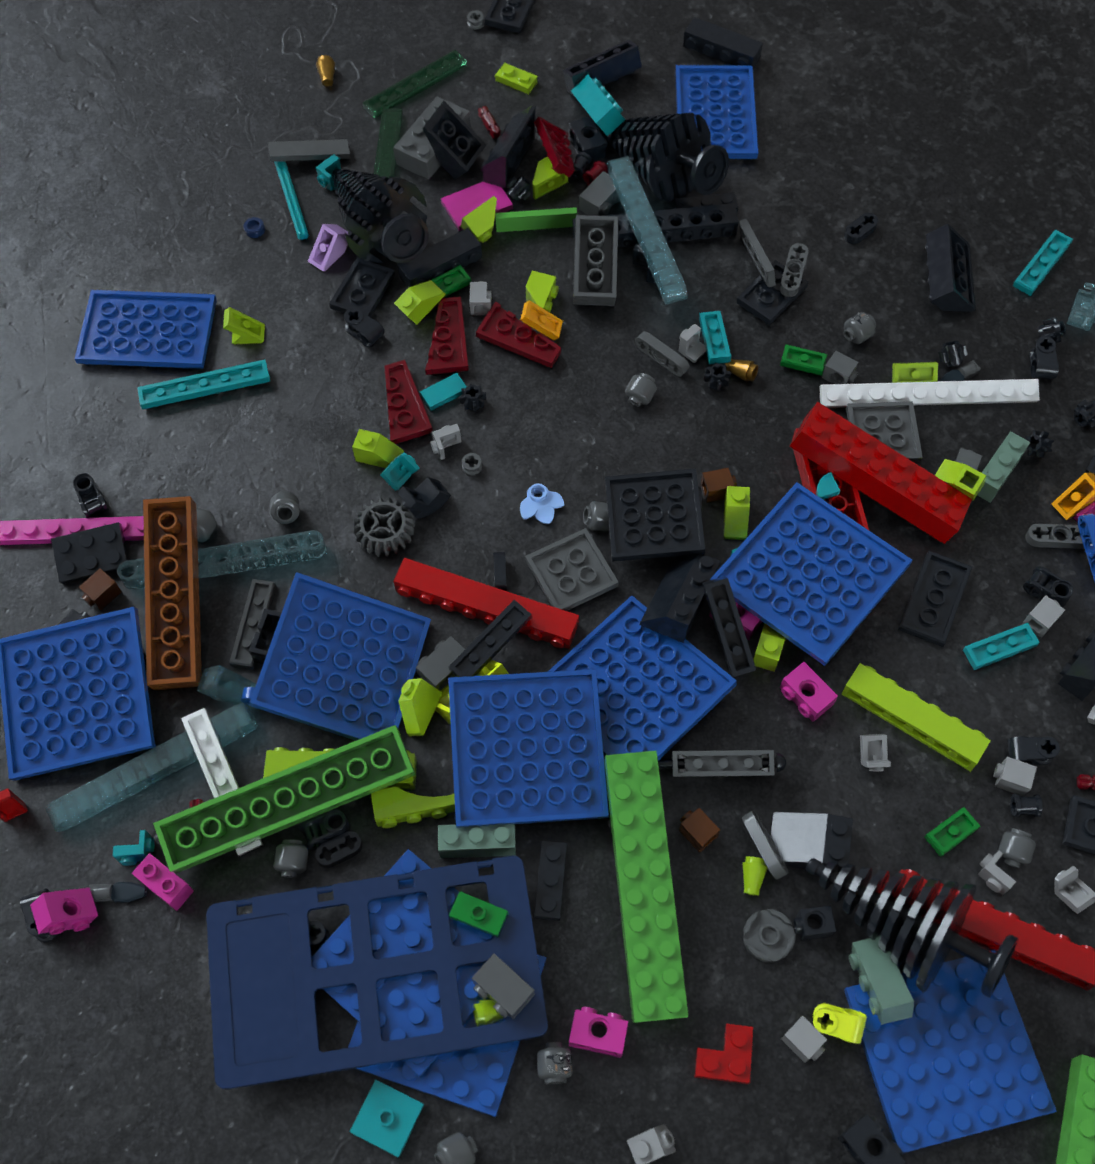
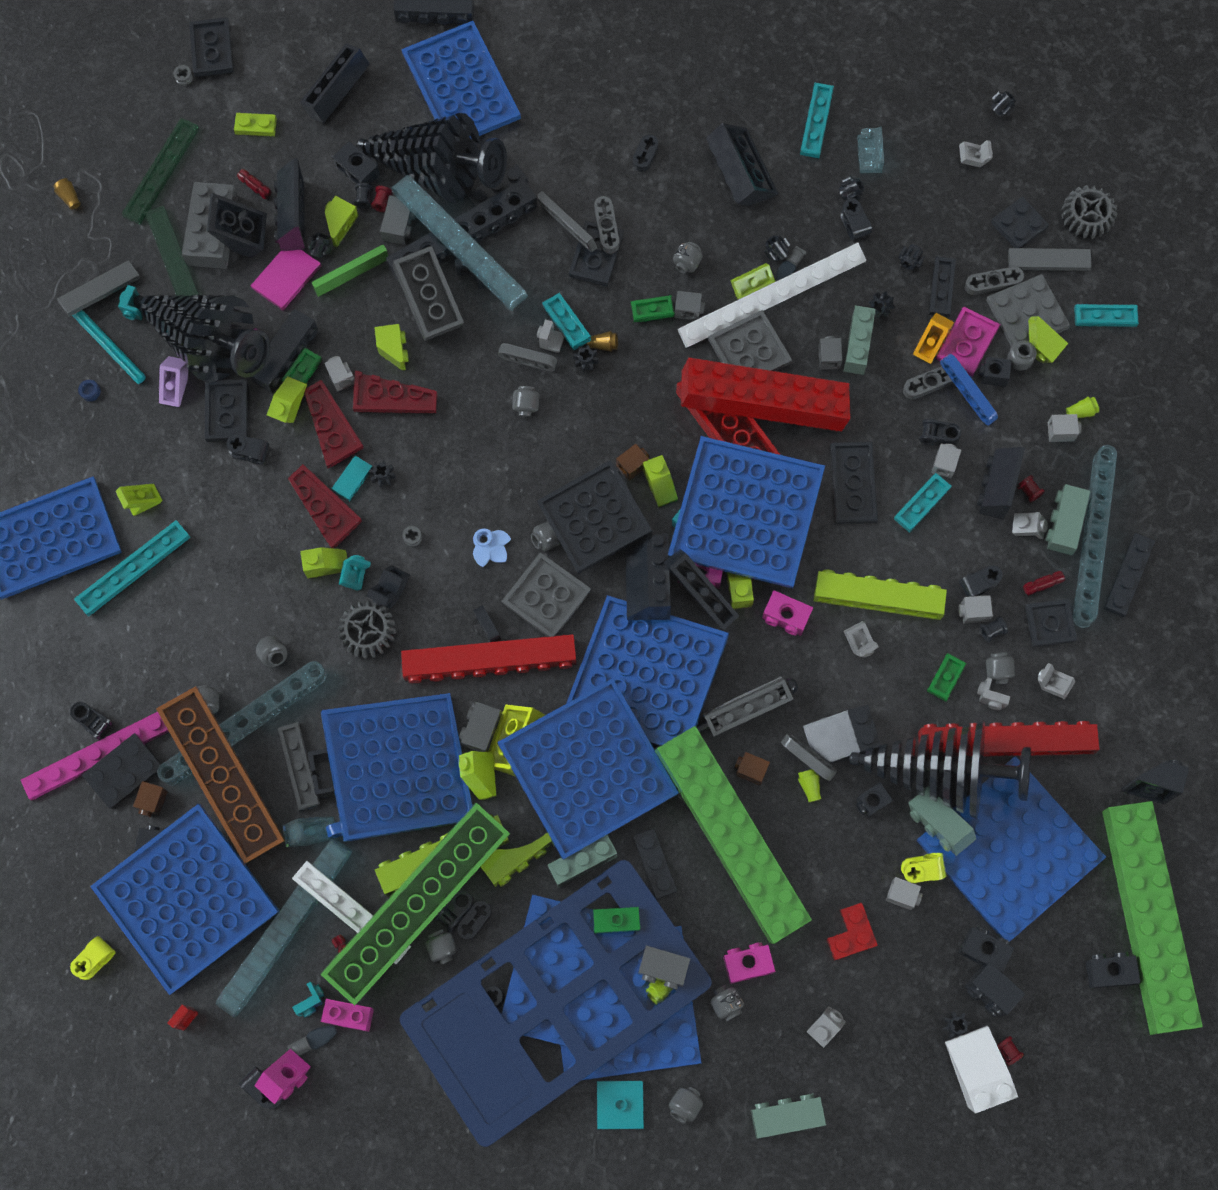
camera: 25 degrees left, 10 degrees up
(444, 438) = (377, 521): light grey bracket -> none
(481, 220) = (302, 295): lime slope -> none
(490, 641) = (512, 692): black plate -> none
(541, 320) = (406, 372): light orange plate -> none
(556, 145) = (332, 186): dark red wing -> none
(599, 104) = (352, 128): teal brick -> none
(768, 935) = (842, 826): dark grey tile -> none
(827, 487) = (727, 428): teal tile -> none
(961, 477) = (831, 369): lime slope -> none

